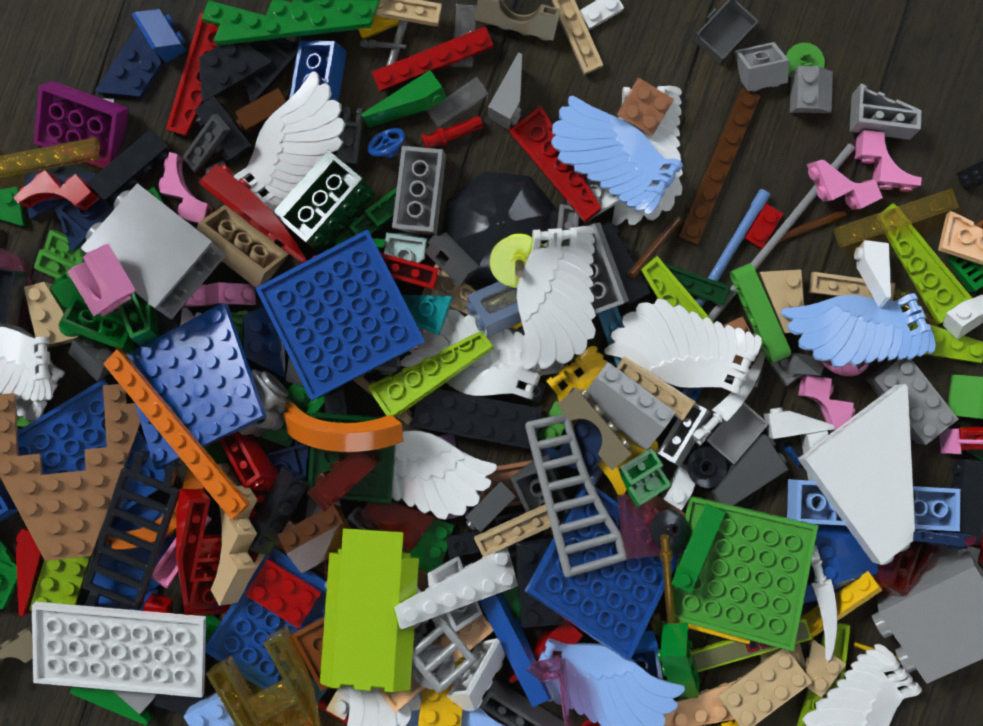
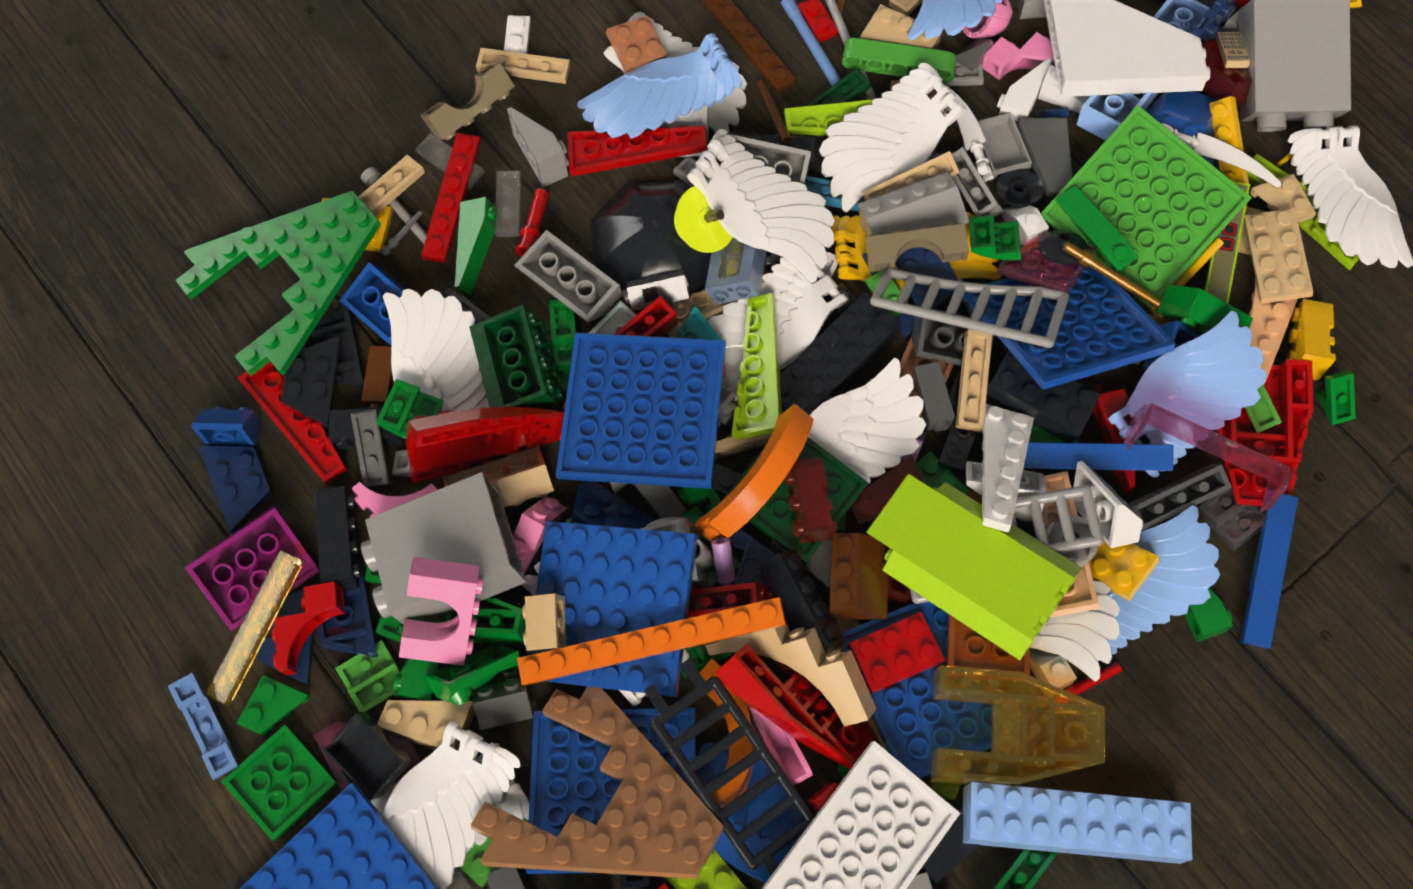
camera: 55 degrees left, 20 degrees down
(152, 351) = (544, 622): none -> tan brick
(245, 152) = (405, 404): none -> green slope
(276, 438) = (723, 561): none -> lavender cylinder
(387, 147) = (504, 284): blue piece -> none
(927, 565) = (1233, 50): none -> tan tile

